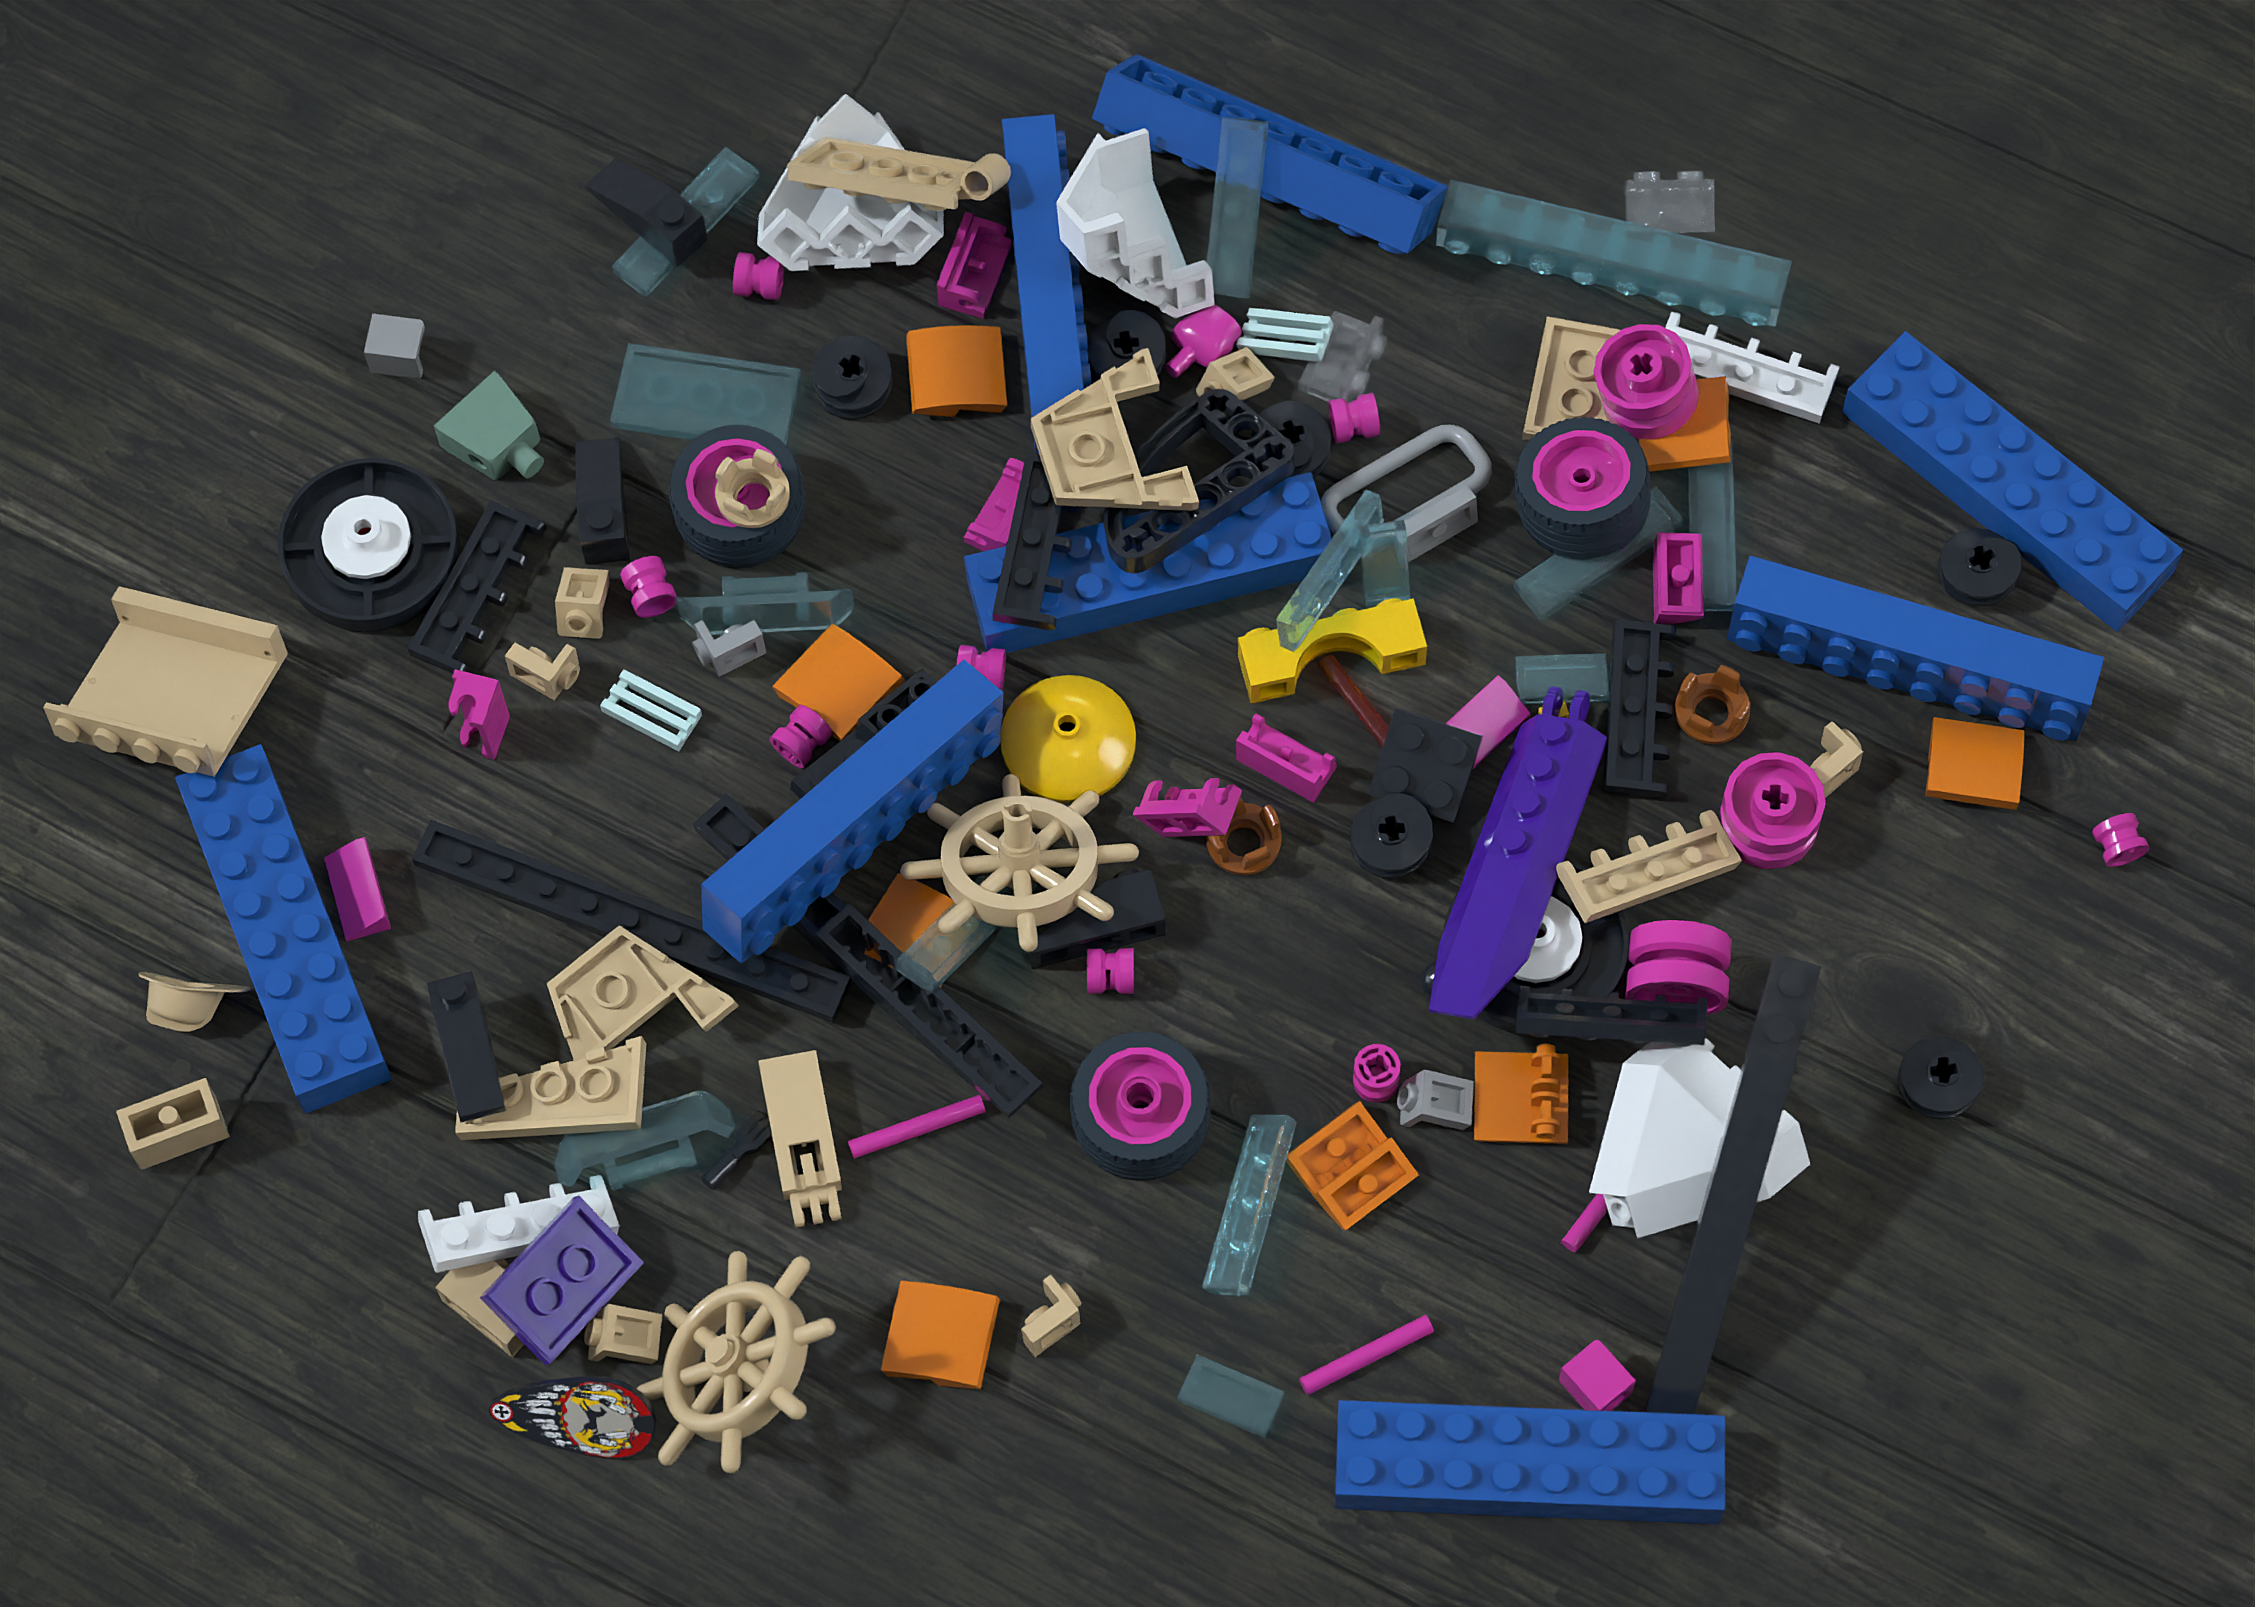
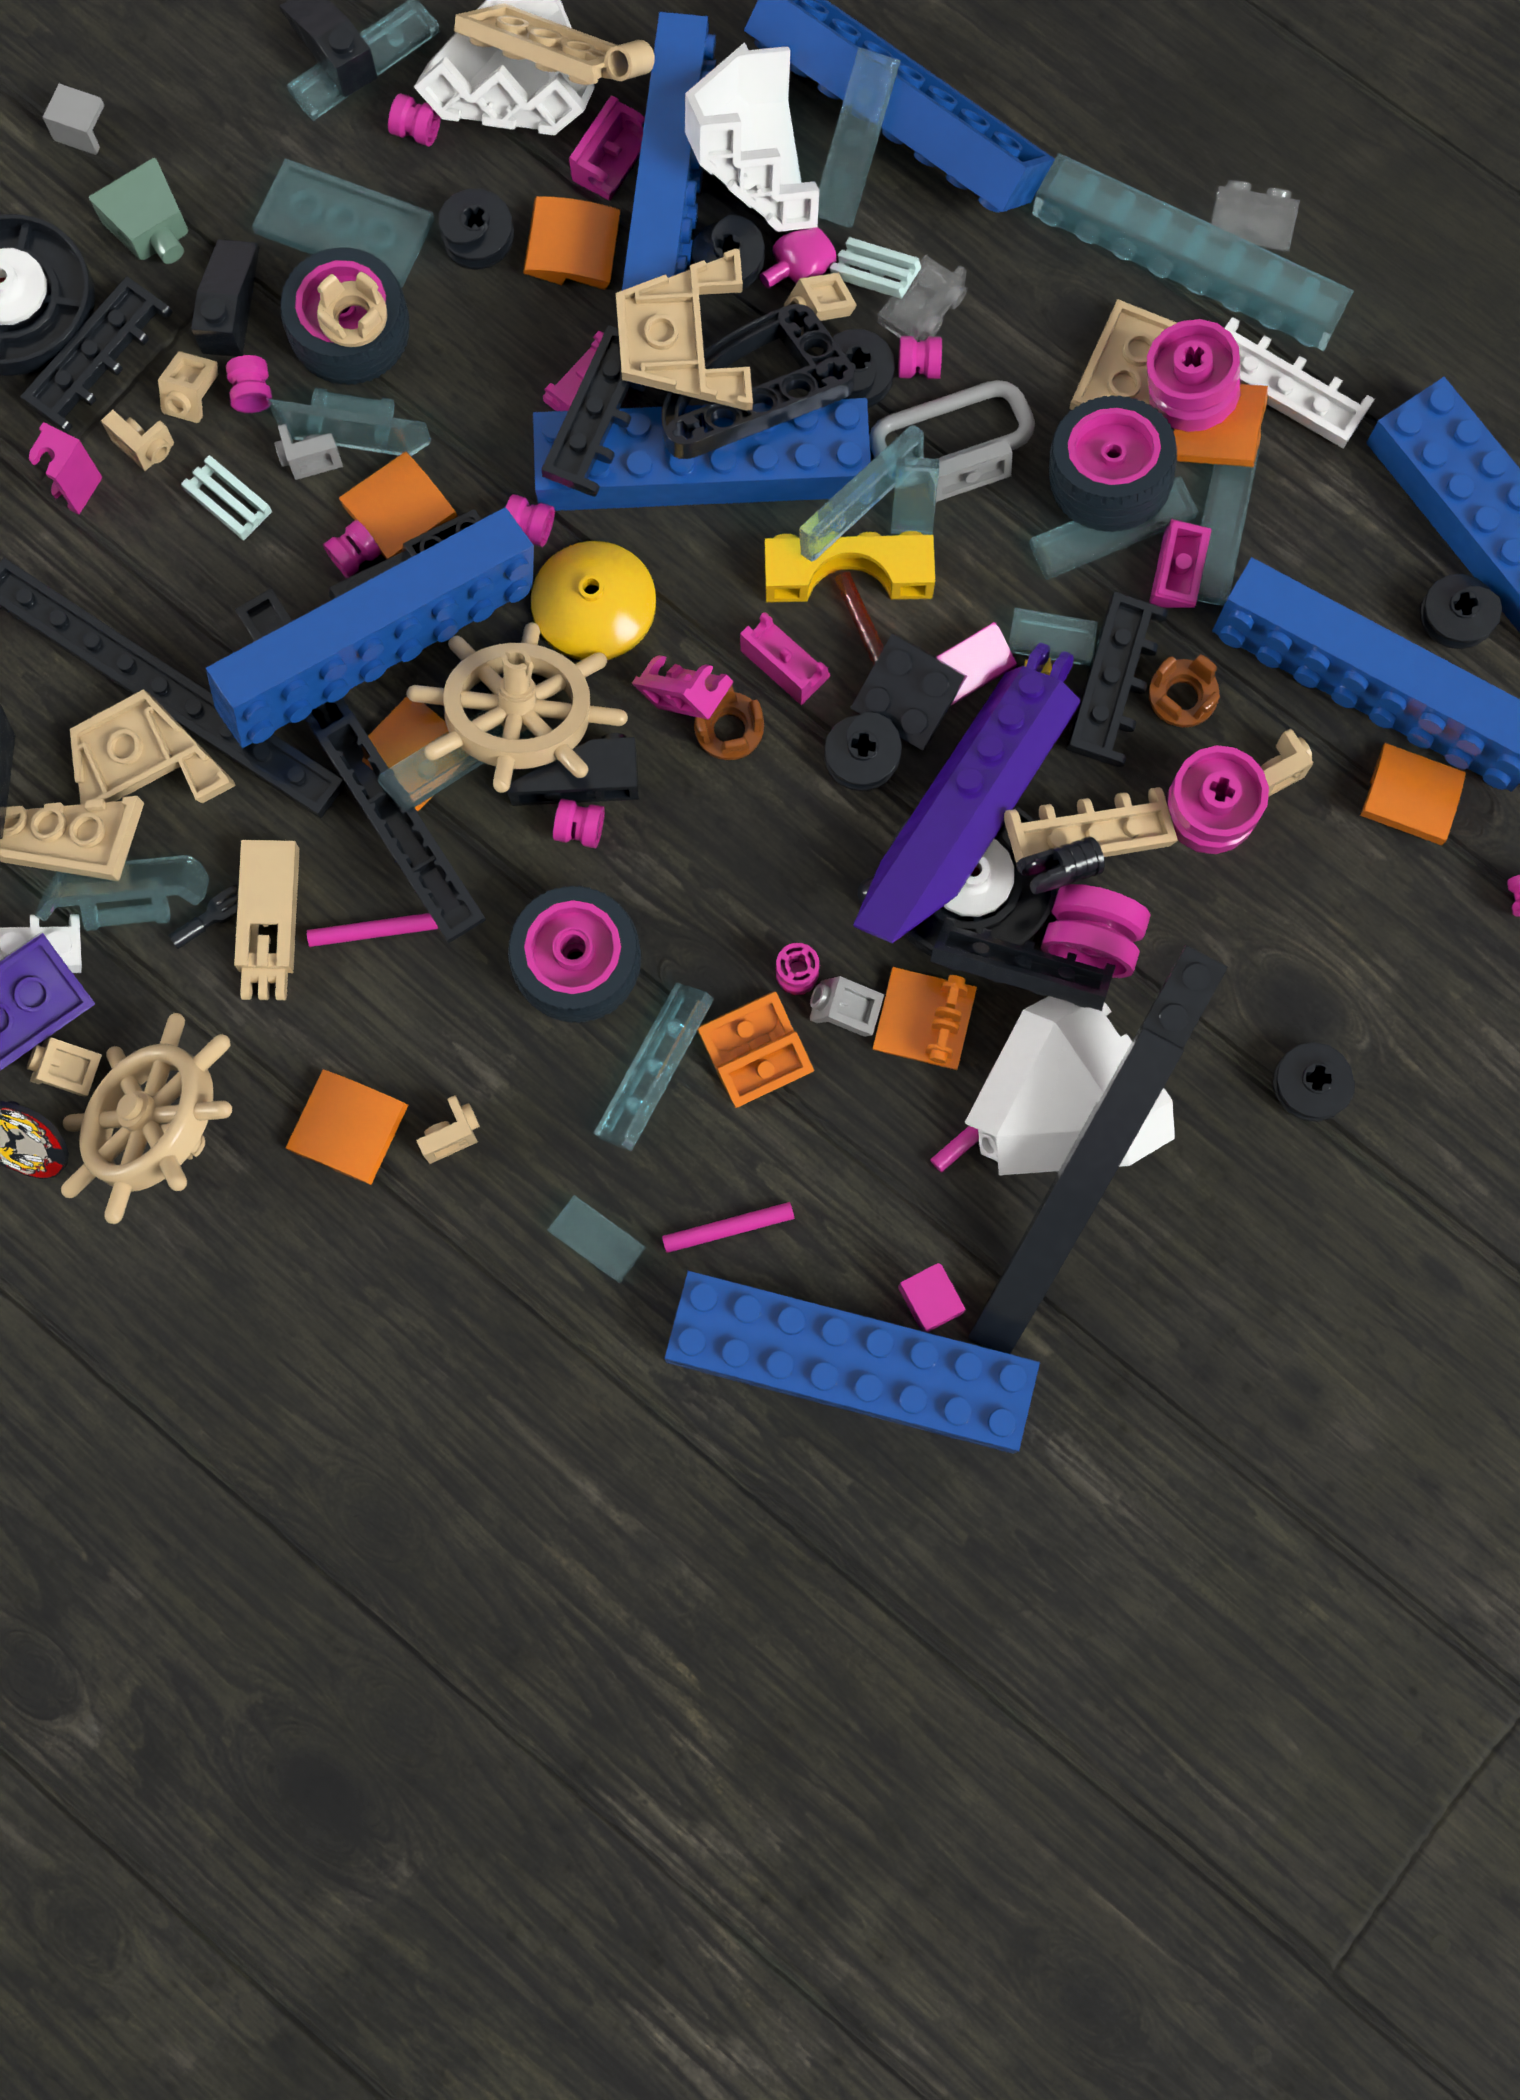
camera: 10 degrees right, 10 degrees up
(1630, 905) = (1064, 864): none -> black hinge

